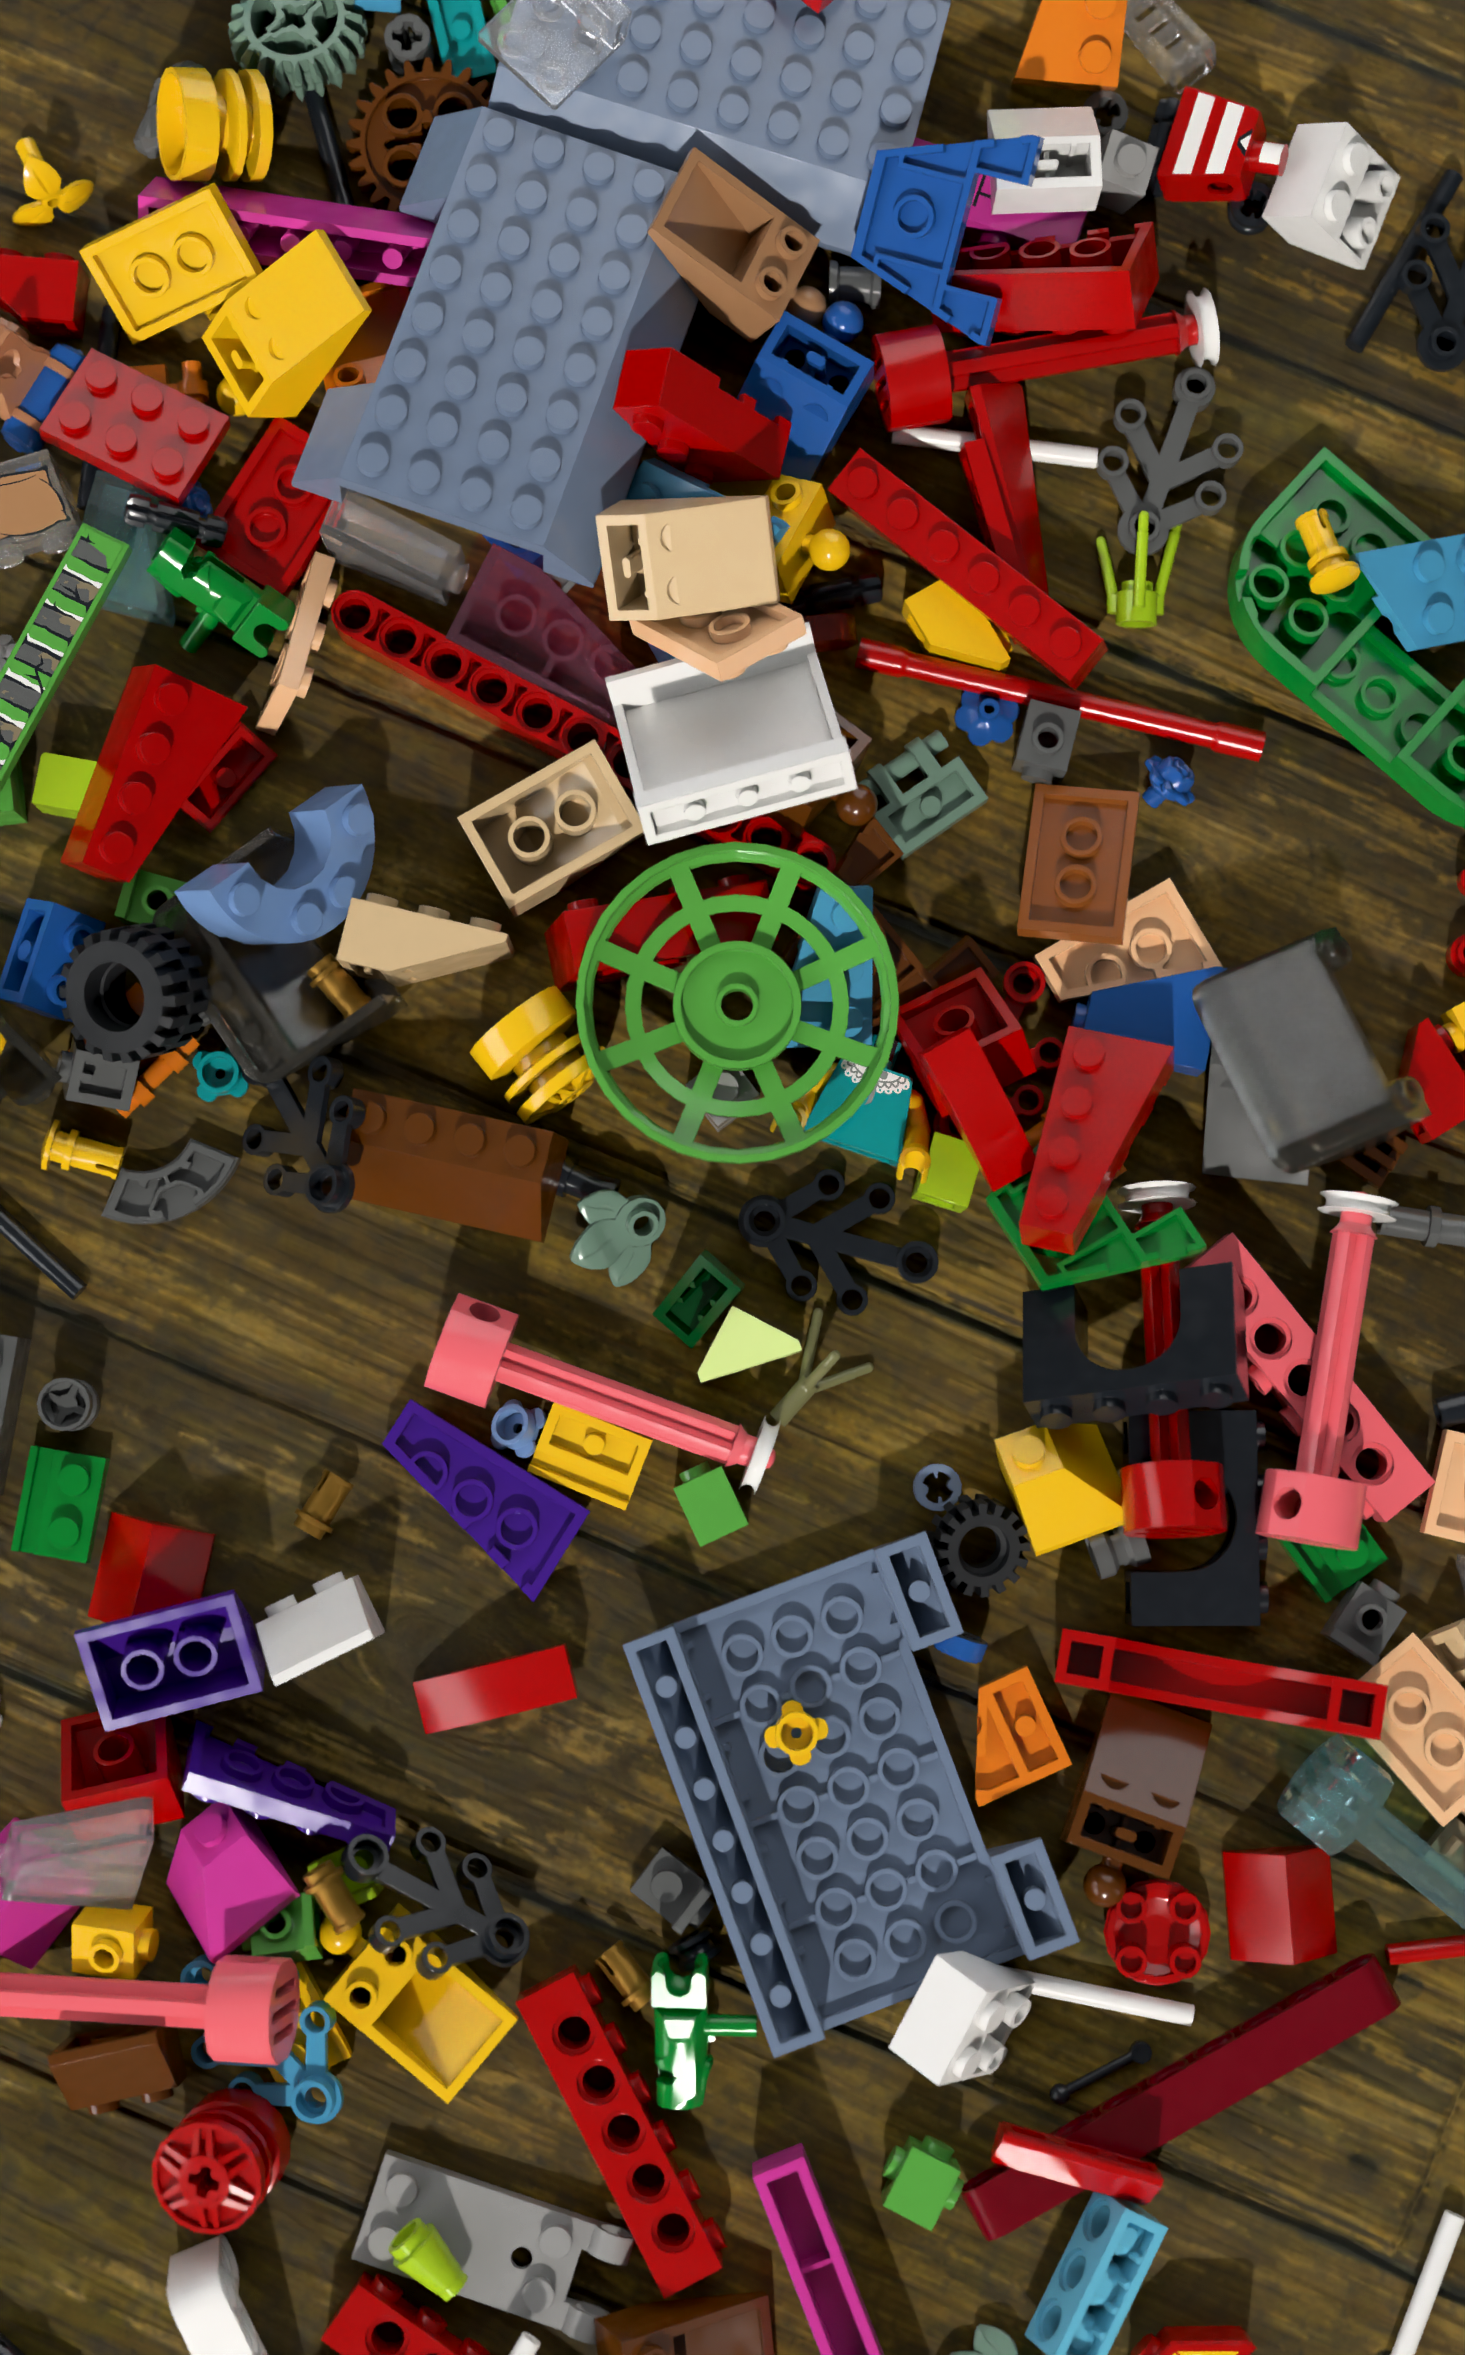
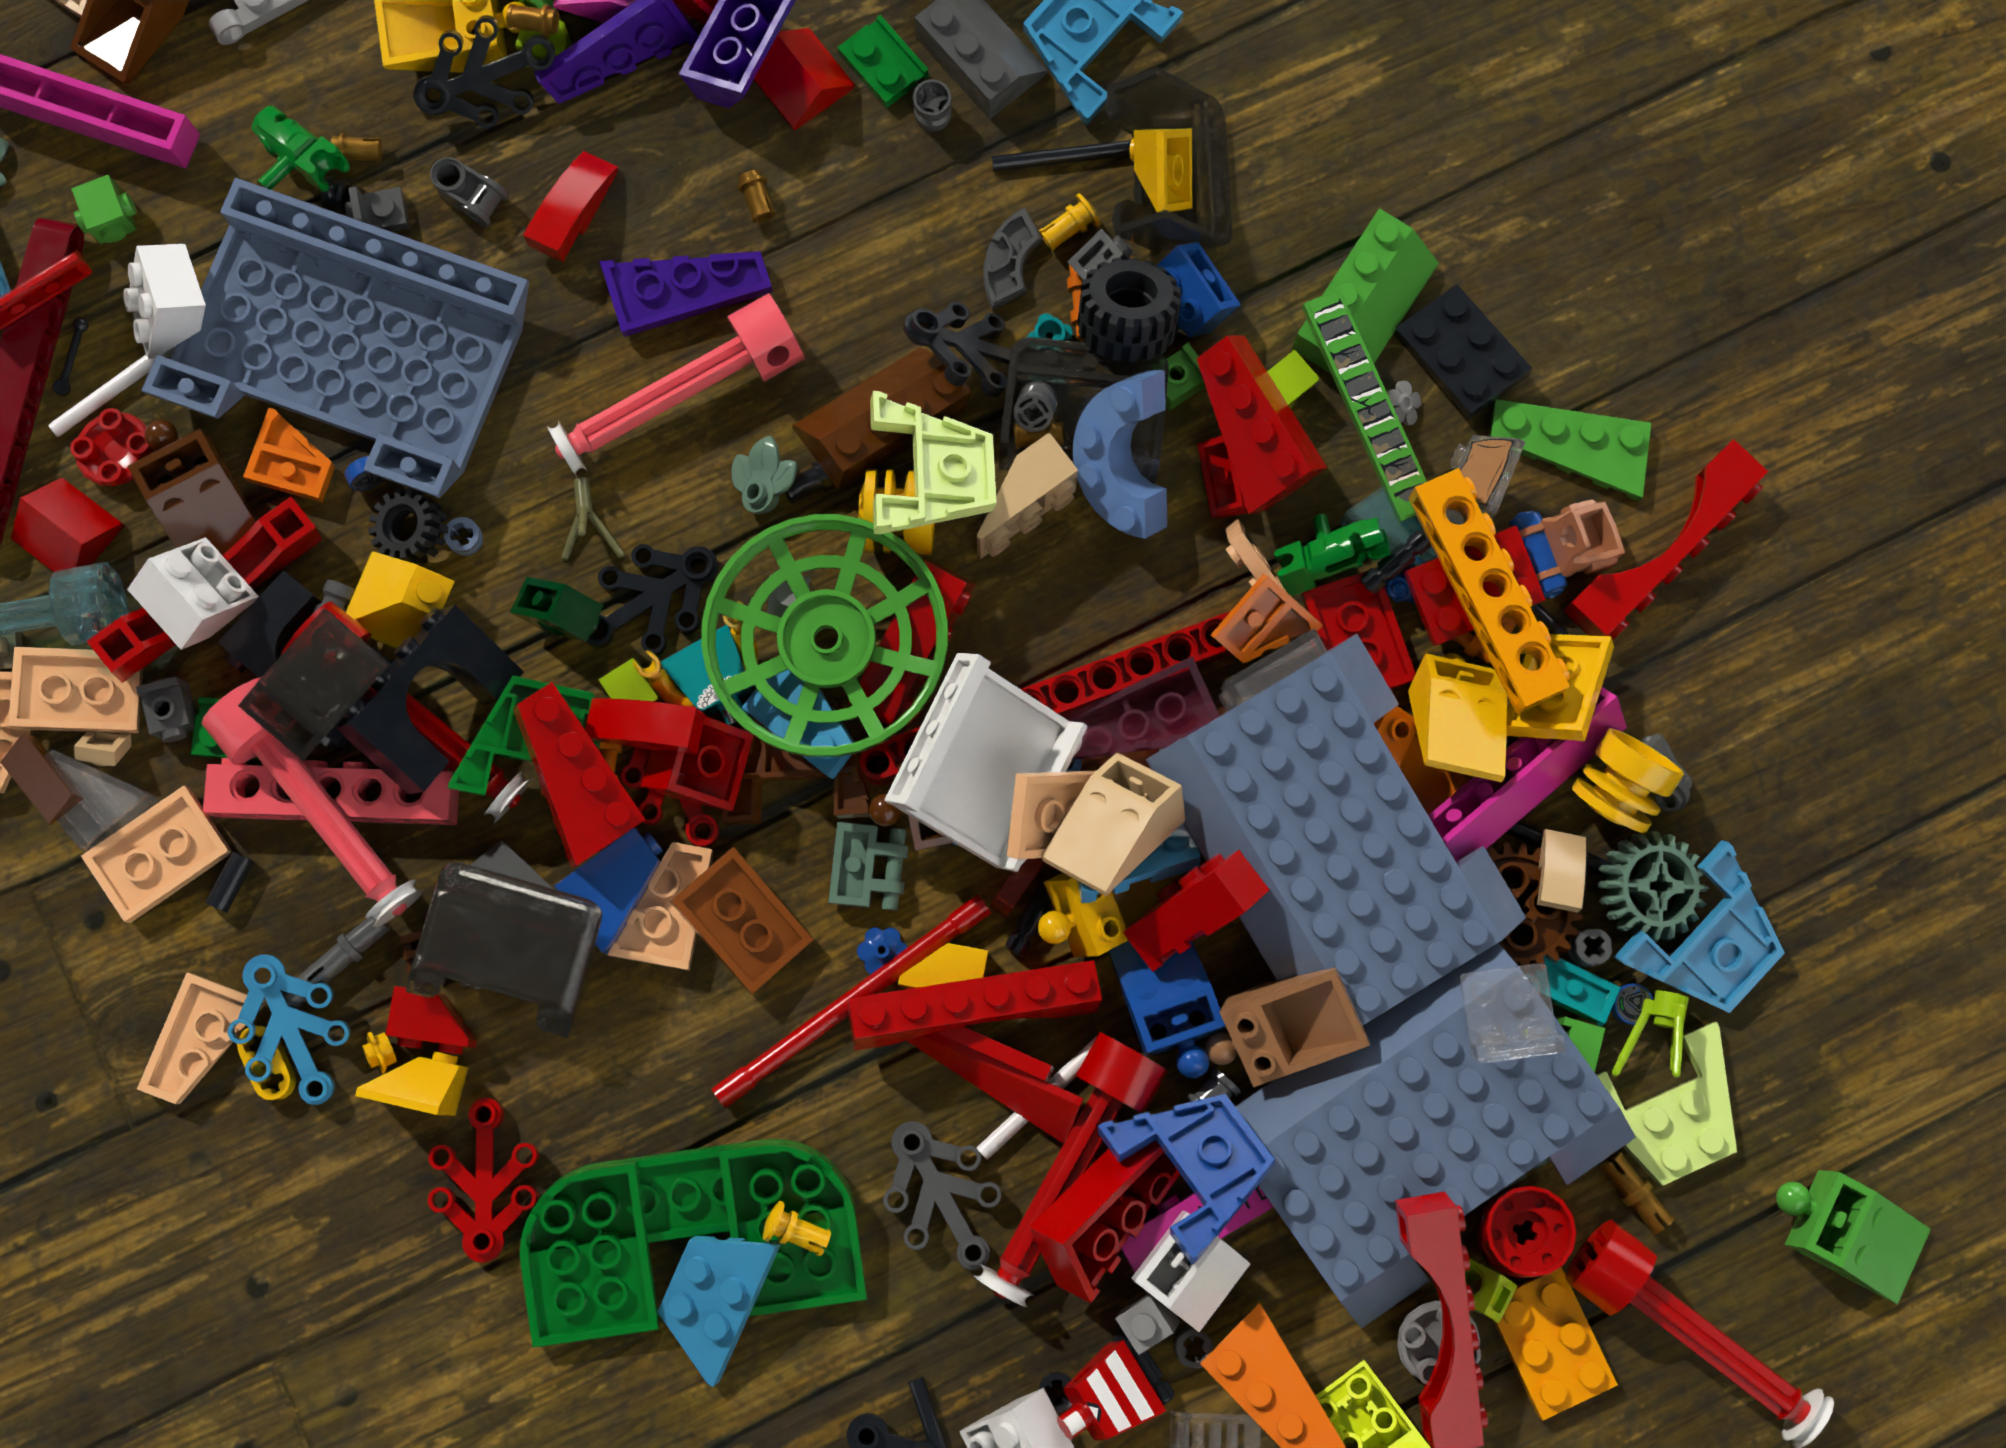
camera: 130 degrees right, 5 degrees down
(44, 184) = (1675, 654): yellow plant -> none
(174, 265) = (1485, 612): none -> light orange brick
(315, 1007) = (1038, 397): none -> dark grey wheel
(317, 1629) = (687, 133): white slope -> none
(352, 595) = (1263, 621): none -> orange wing
(356, 118) = (1562, 870): none -> tan slope
(458, 1024) = (950, 468): none -> yellowish green wing
(506, 1423) = (710, 327): medium blue plate -> none
(552, 827) = (1029, 624): tan slope -> none
(573, 1807) = (473, 193): none -> dark grey piece
(590, 1455) = (651, 356): yellow plate -> none
(671, 2259) = (190, 48): red brick -> none
(699, 1298) = (686, 494): dark green slope -> none
(709, 1503) = (565, 400): bright green brick -> none
(743, 1345) = (635, 495): yellowish green slope -> none
(794, 1717) = (389, 330): yellow plate -> none
(934, 1310) = (557, 608): none -> dark green brick
(1045, 742) = (831, 966): dark grey brick -> none
(1137, 602) = (871, 1098): lime plant -> none
(1169, 781) = (745, 1021): blue plant -> none
(1230, 1453) = (313, 684): none -> clear smoke slope
(1236, 1687) = (191, 592): none -> white slope

